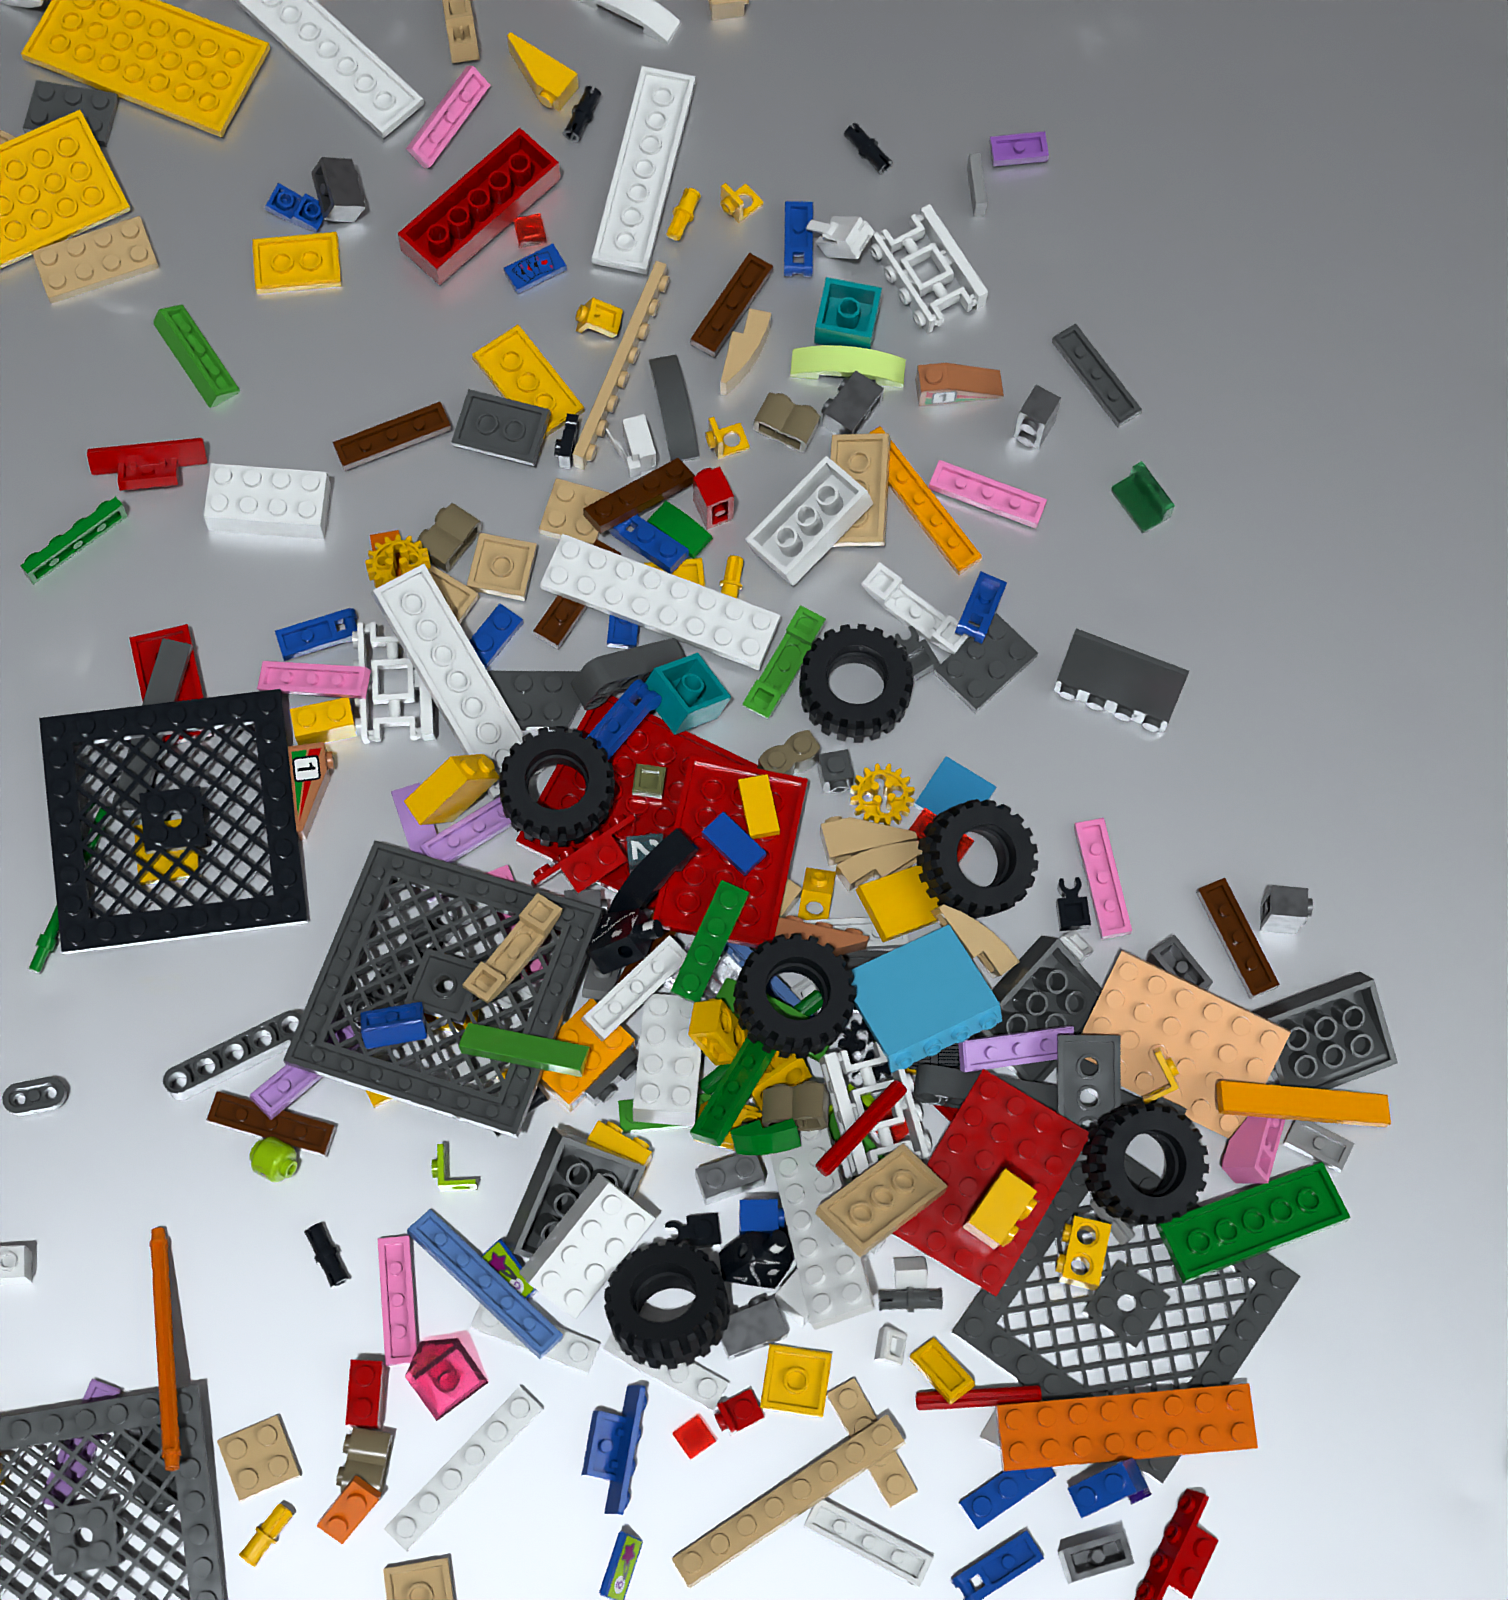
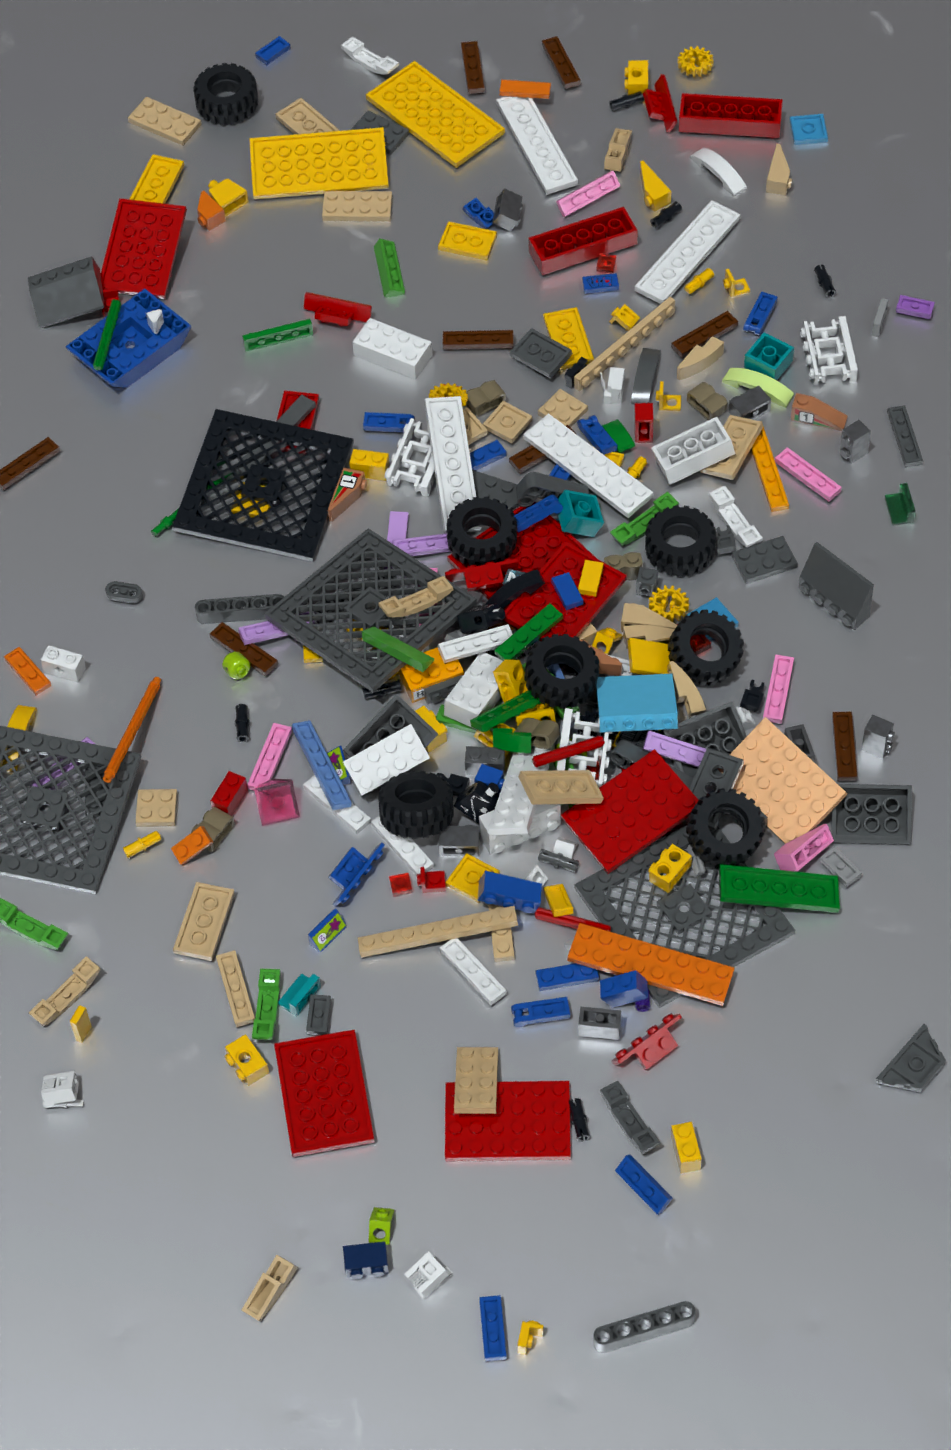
camera: 30 degrees right, 15 degrees down
(314, 679) = (375, 440): bright pink plate -> none
(393, 1025) = (332, 615): blue slope -> none
(439, 1172) = (324, 706): lime bracket -> none
(452, 789) = (422, 514): yellow brick -> none
(463, 1469) = (265, 853): white plate -> none
(638, 495) = (601, 410): reddish brown plate -> none
(649, 781) = (537, 551): olive tile -> none
(842, 236) = (786, 317): white piece -> none
(869, 1394) = (509, 891): none -> blue brick
(981, 606) = (773, 527): blue plate -> none
(1000, 1209) = (625, 812): yellow brick -> none
(1170, 1071) = (765, 789): yellow bracket -> none
(1303, 1104) = (839, 837): light orange tile -> none

